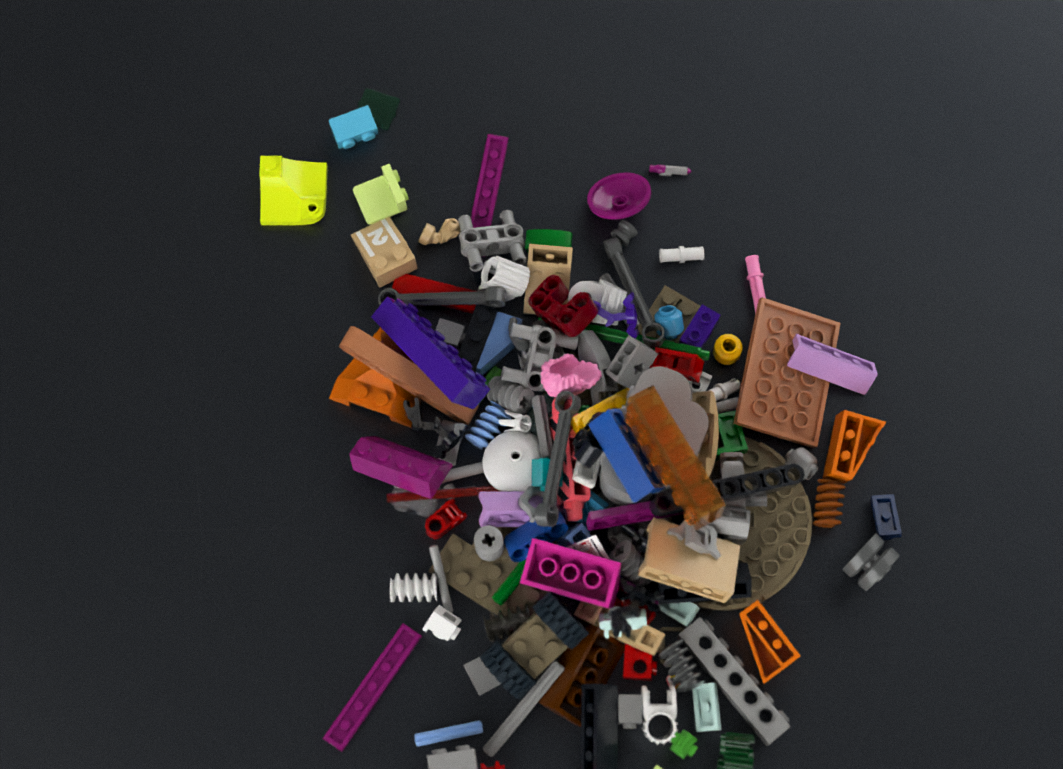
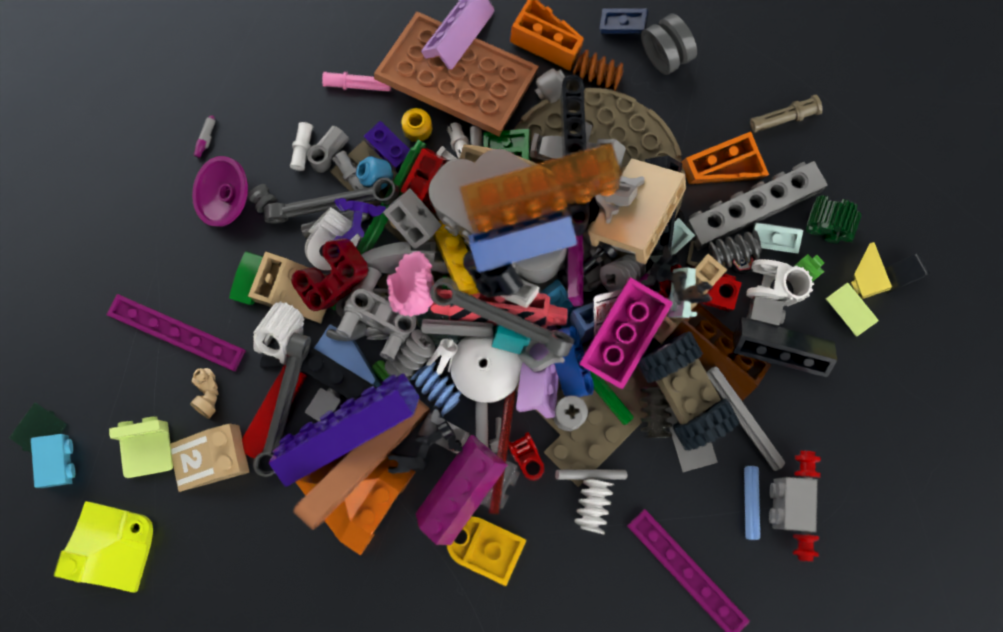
camera: 75 degrees left, 5 degrees up
(356, 505) = (488, 550): none -> yellow tile
(443, 624) = (639, 483): white brick -> none
(491, 240) = (231, 337): light grey piece -> none
(667, 298) = (348, 170): none -> light grey pin
(687, 277) = (328, 147): none -> light grey piece
(840, 703) = (795, 111): none -> dark tan pin

